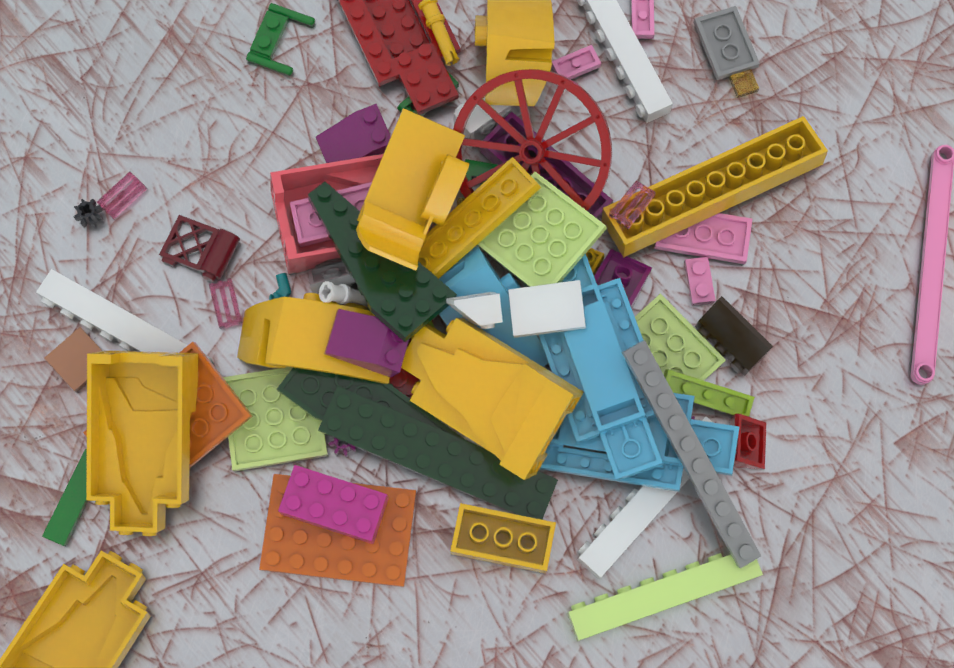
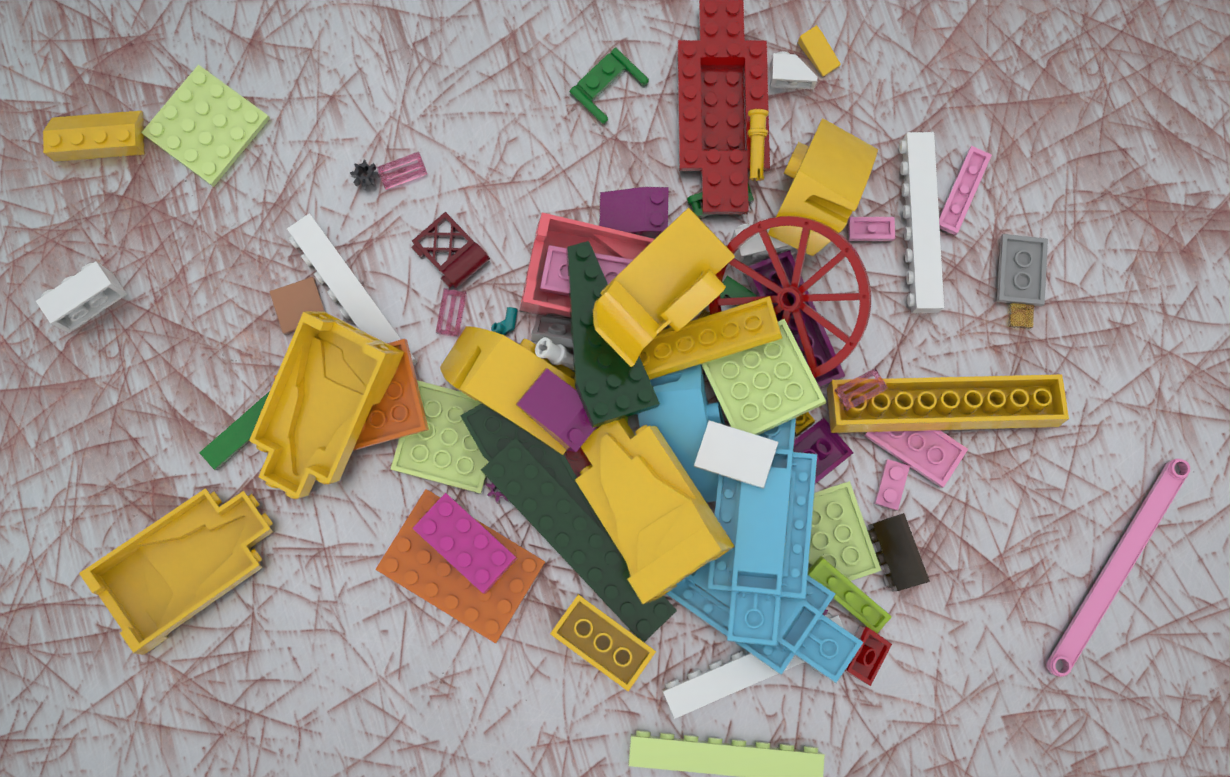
camera: 20 degrees right, 5 degrees up
(479, 309) = (675, 426): white slope -> none
(691, 454) = (806, 647): light grey plate -> none

